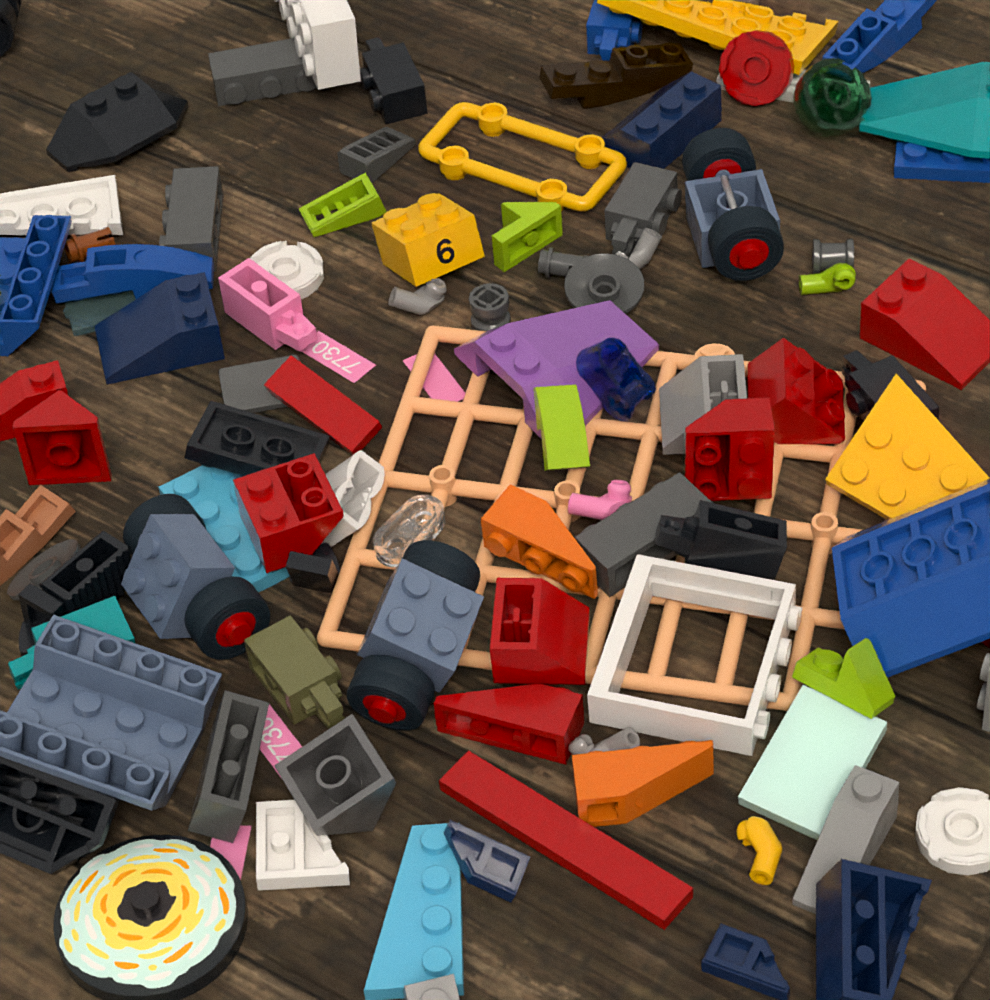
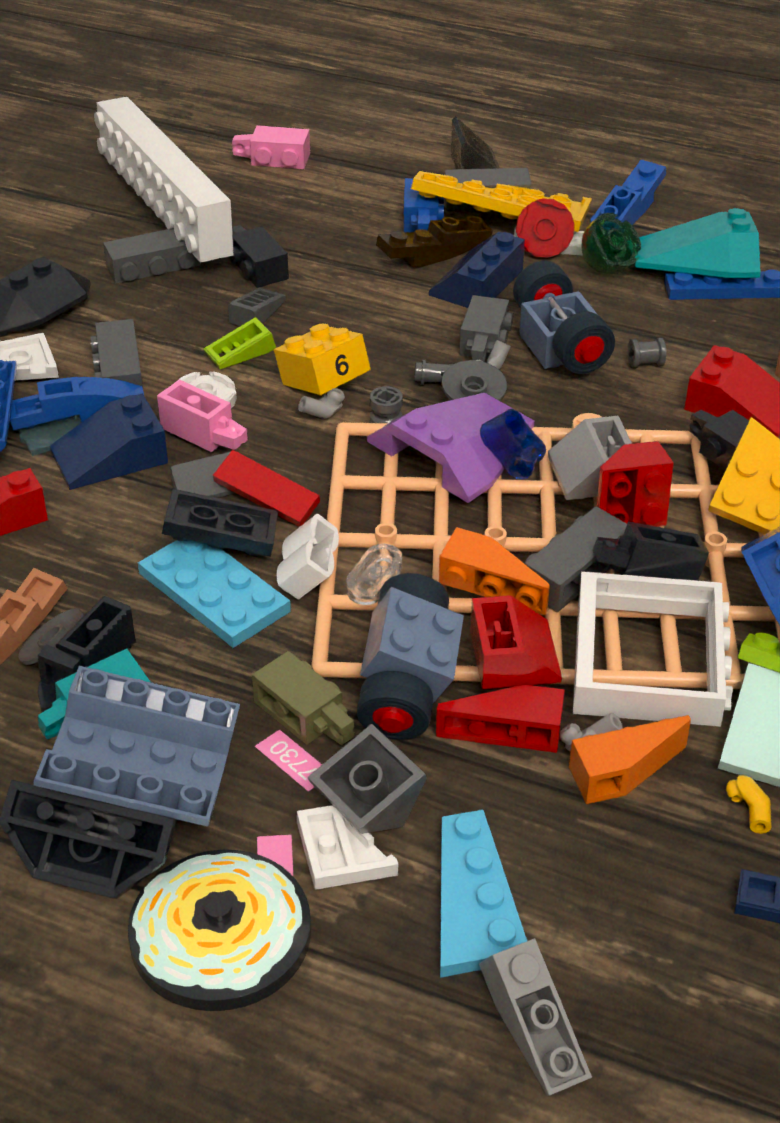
camera: 15 degrees left, 5 degrees down
(61, 443) = (48, 532): red slope -> none
(77, 247) = (28, 386): dark orange pin -> none
(186, 580) = (190, 631): brick -> none
(228, 767) = (265, 784): dark grey brick -> none
(287, 509) = (264, 567): red slope -> none
(314, 571) = (295, 615): black tile -> none
(338, 358) = (266, 455): bright pink sticker -> none
(439, 381) = (355, 464): bright pink sticker -> none
(486, 861) = (518, 839): tile -> none
(493, 121) = (408, 324): yellow bar -> none
(525, 231) = (396, 350): lime slope -> none
(561, 427) = (481, 483): lime slope -> none
(567, 840) = (581, 814): red tile -> none
(601, 506) = (533, 541): bright pink arm -> none
(802, 395) = (656, 424): red slope -> none
(834, 279) = (650, 369): lime arm -> none

